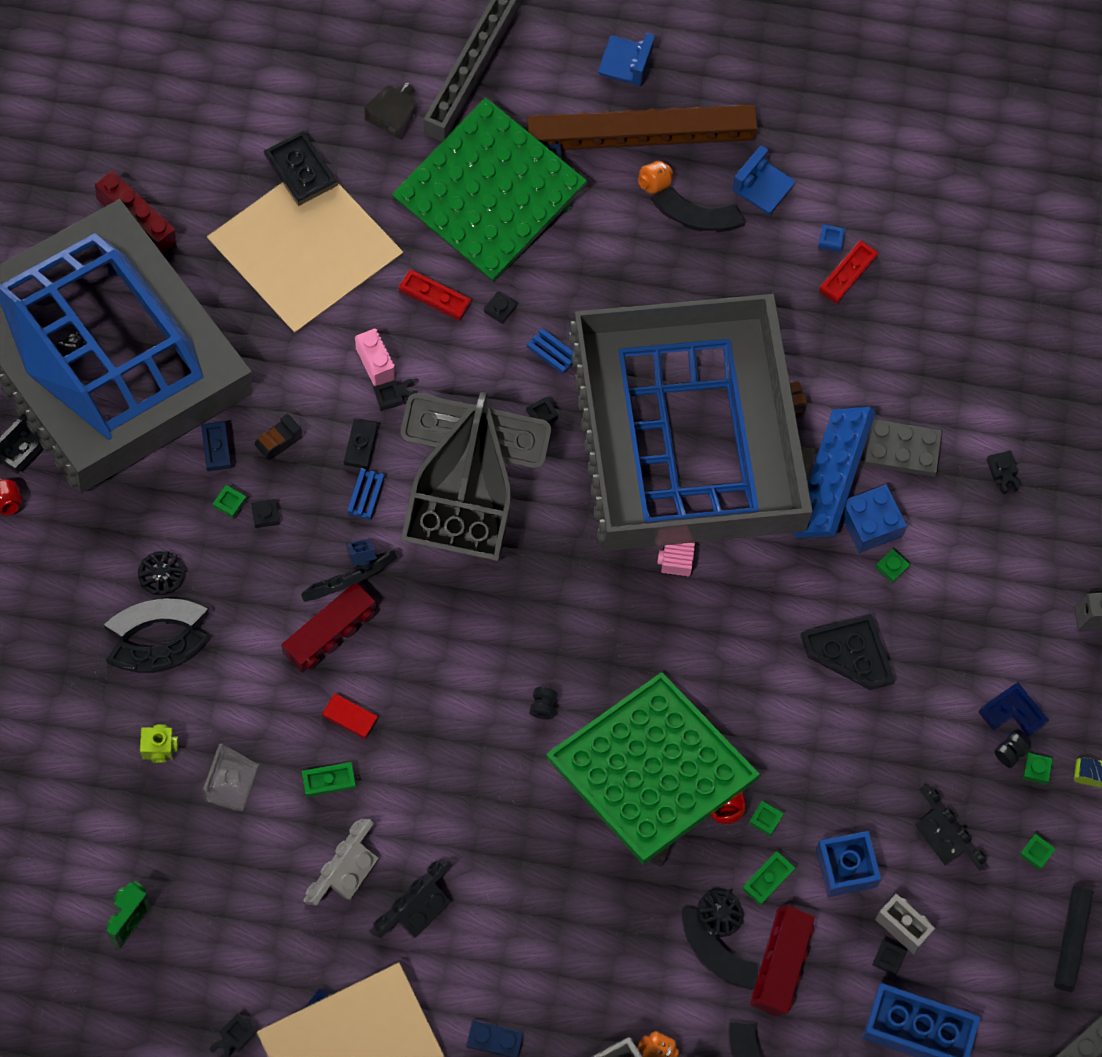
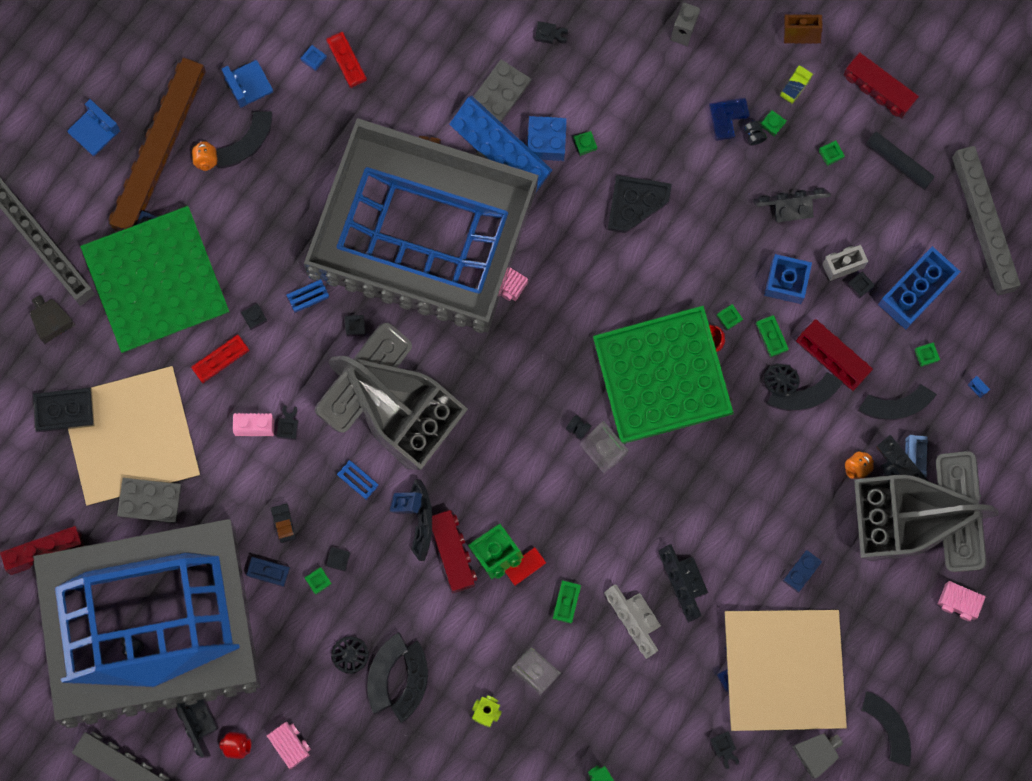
camera: 65 degrees left, 10 degrees up
(29, 551) = (288, 744): none -> bright pink brick
(240, 294) = (149, 500): none -> dark grey plate
(350, 675) = (496, 552): none -> green plate
(360, 444) = (315, 466): black plate -> none
(533, 741) = (604, 447): none -> clear slope

